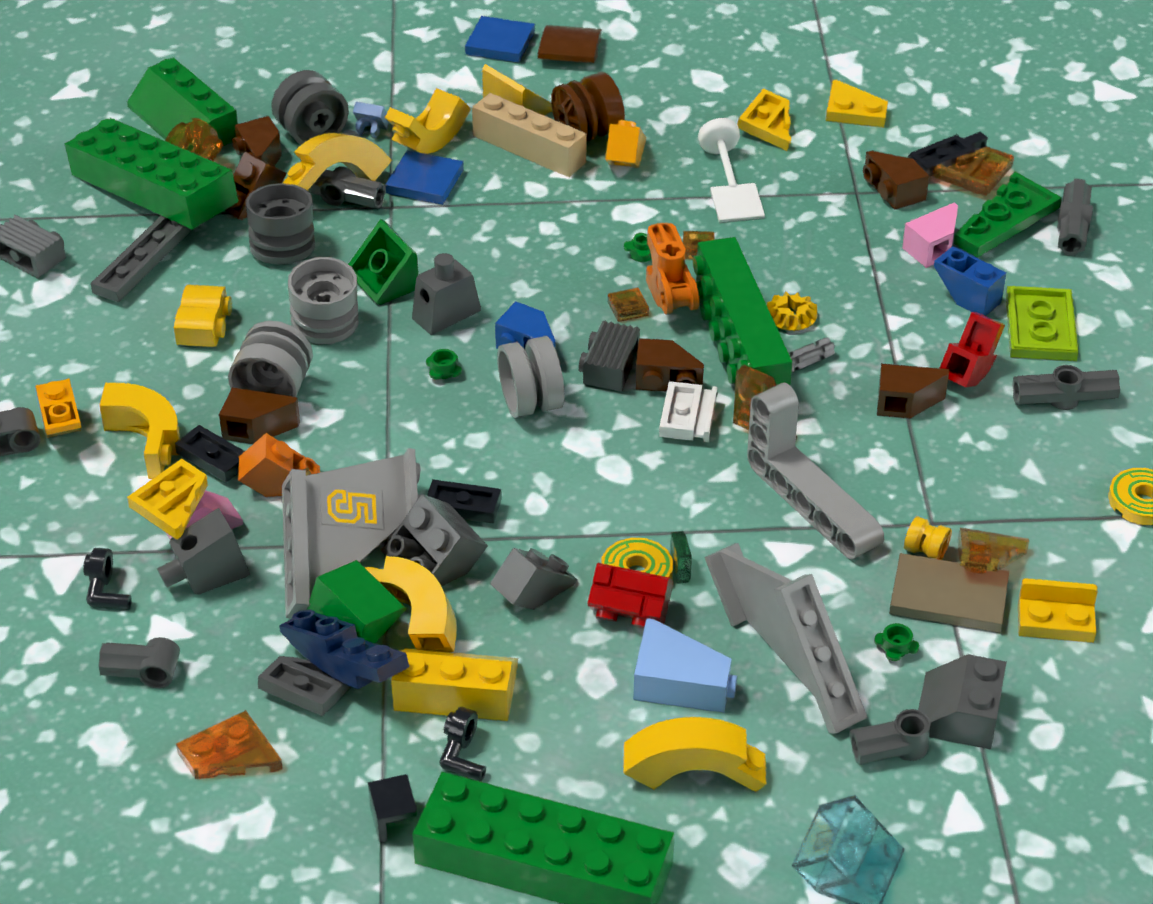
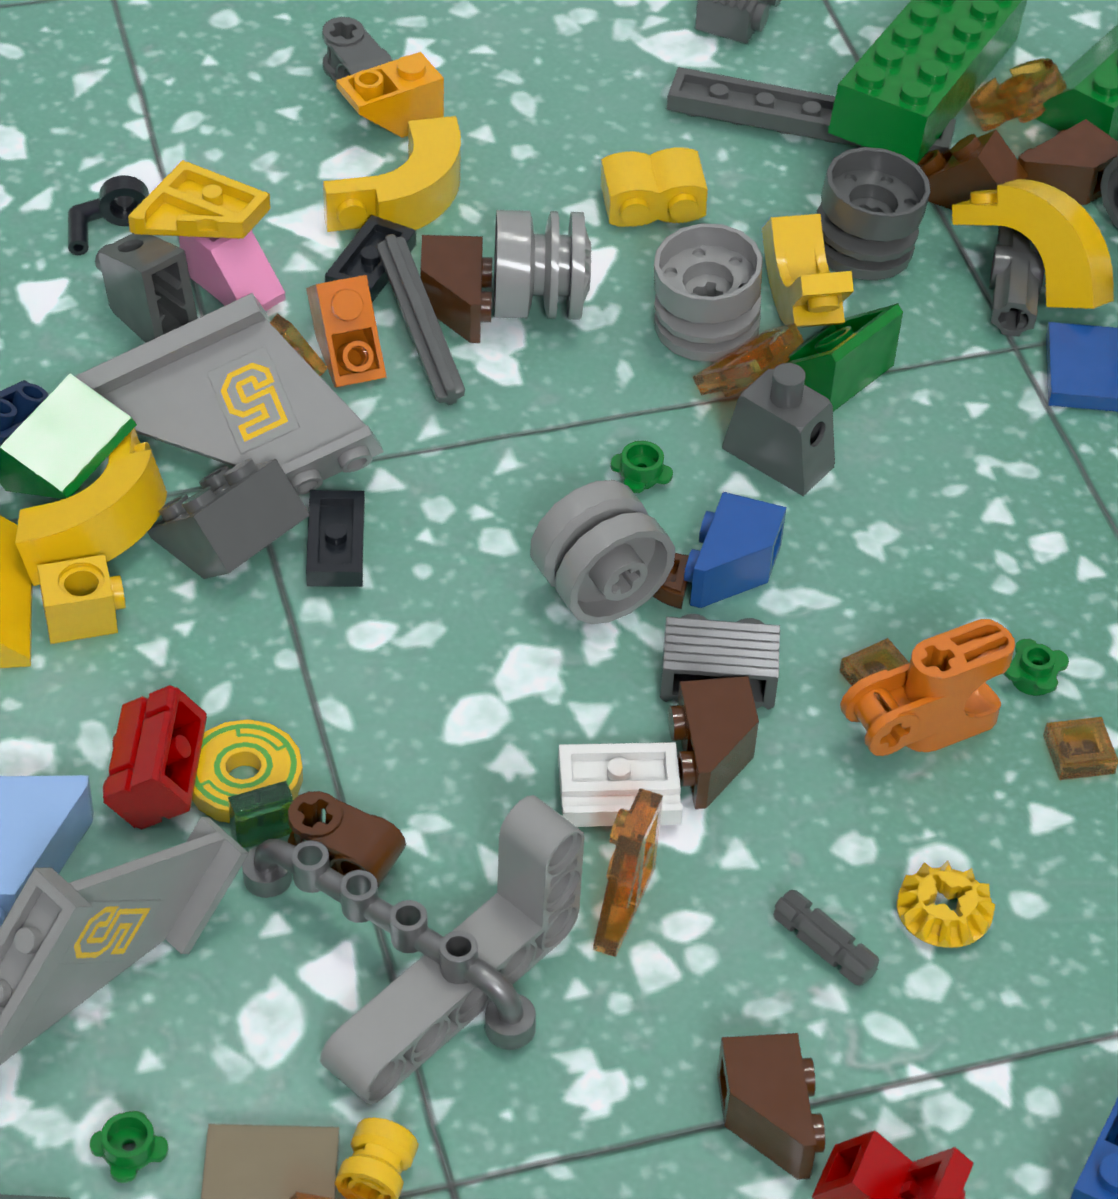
camera: 75 degrees right, 5 degrees up
(287, 433) = (421, 320): none -> dark grey axle
(290, 254) = (800, 273): none -> yellow arch
(383, 299) = (749, 361): none -> clear orange wing
(482, 623) = (80, 598): none -> yellow brick
(532, 578) = (179, 642): dark grey slope -> none
(710, 526) = (350, 835): none -> reddish brown piece
(738, 312) = (828, 812): green brick -> none
(768, 504) = (268, 873): none -> flat silver bar

